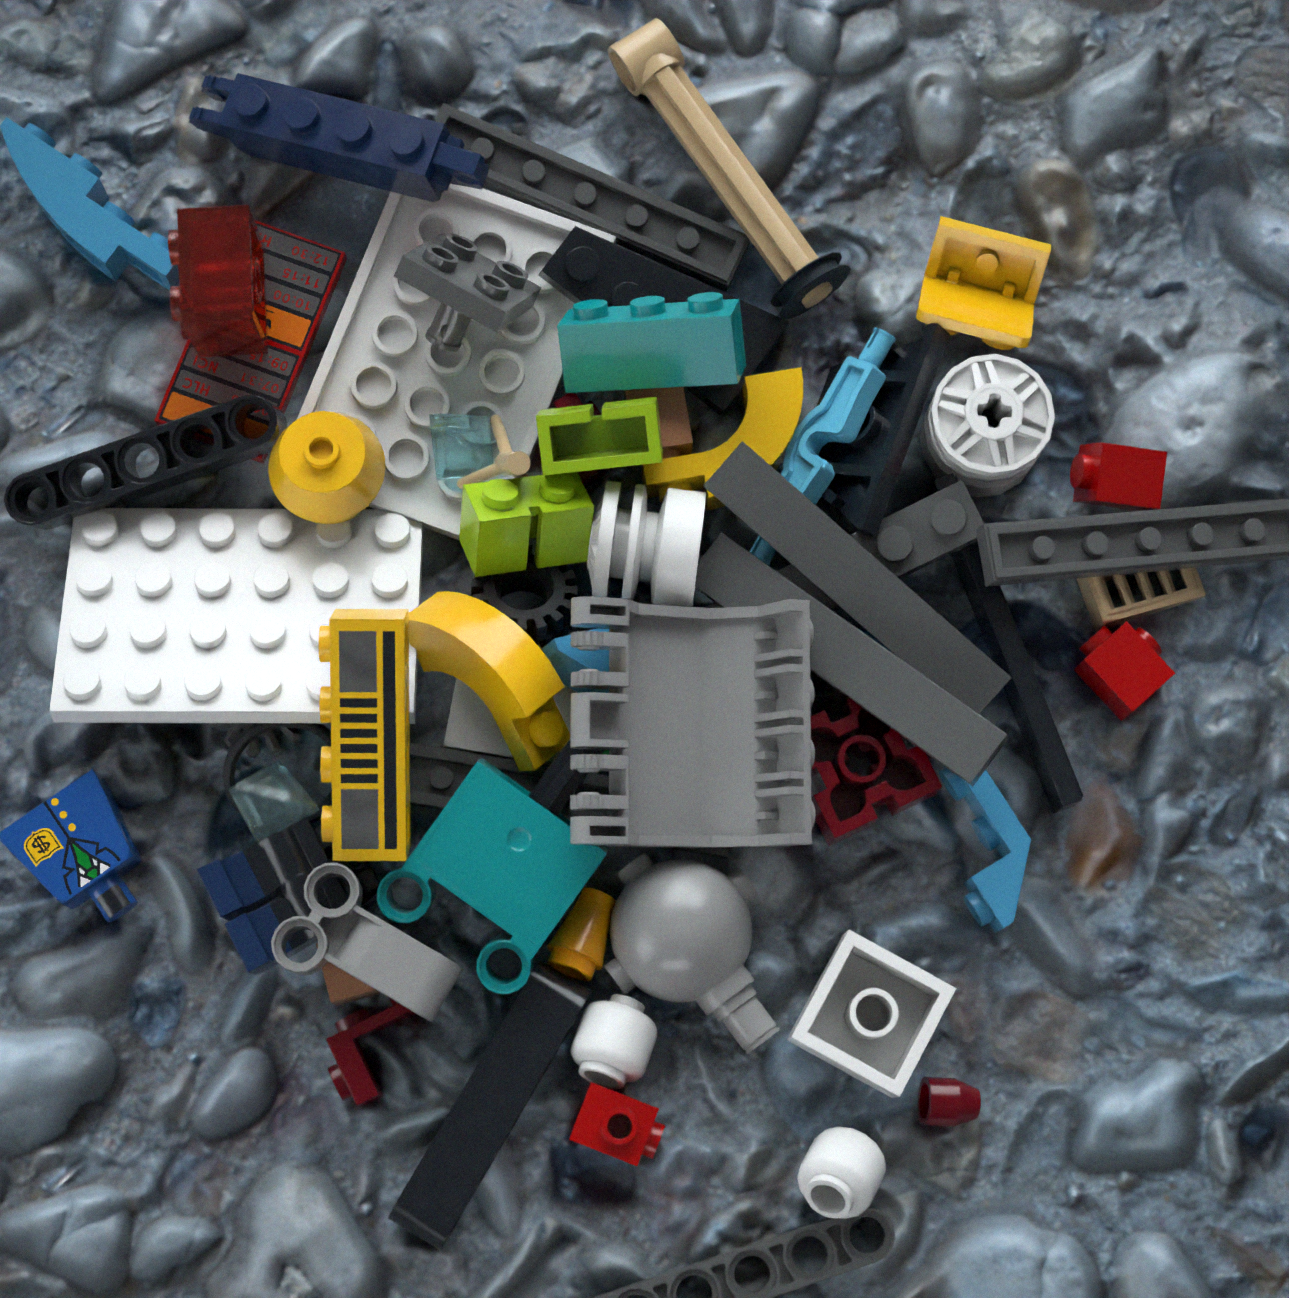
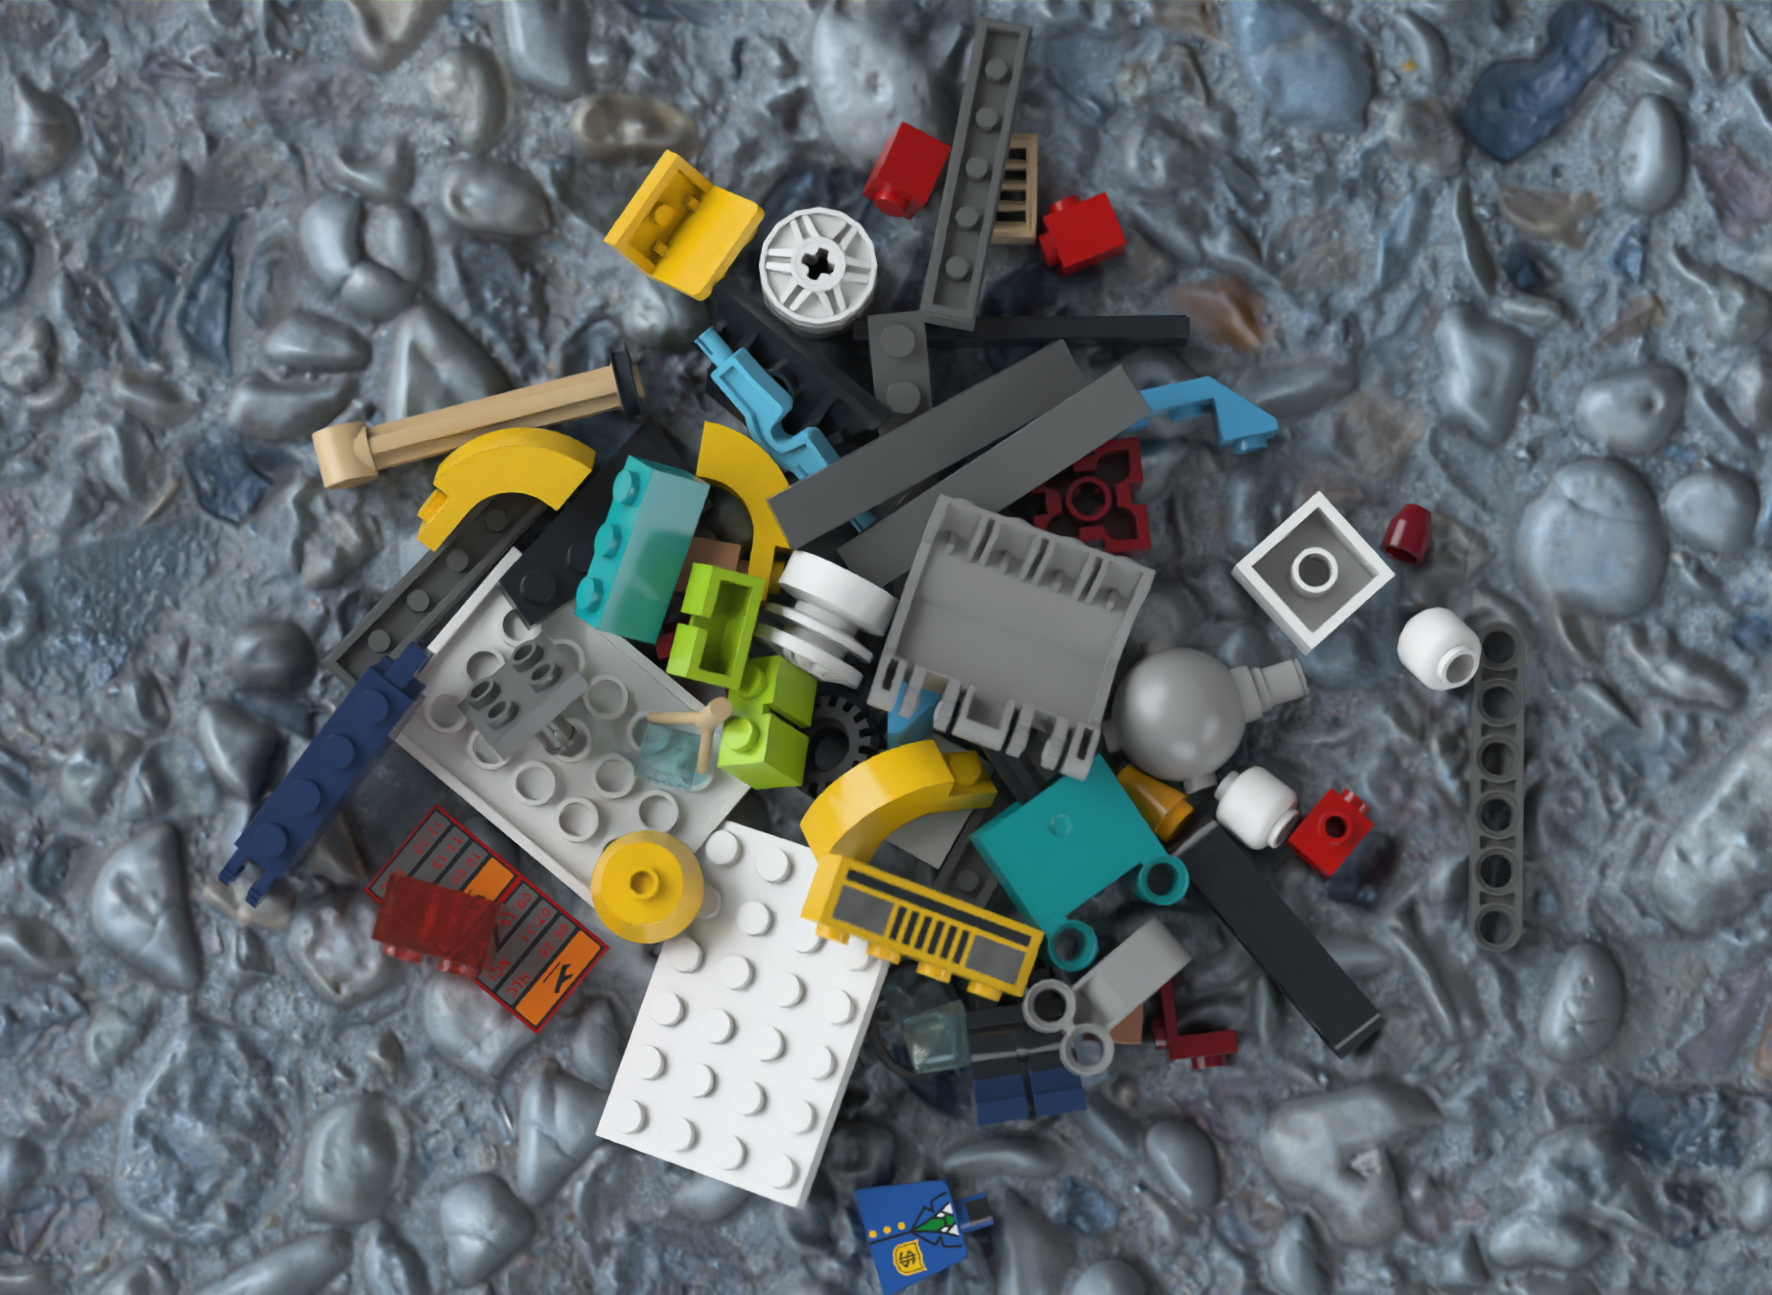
camera: 70 degrees left, 5 degrees up
(80, 210) = (289, 1045): dark azure slope -> none
(119, 458) = (588, 1079): black beam -> none
(696, 203) = (501, 462): none -> yellow arch

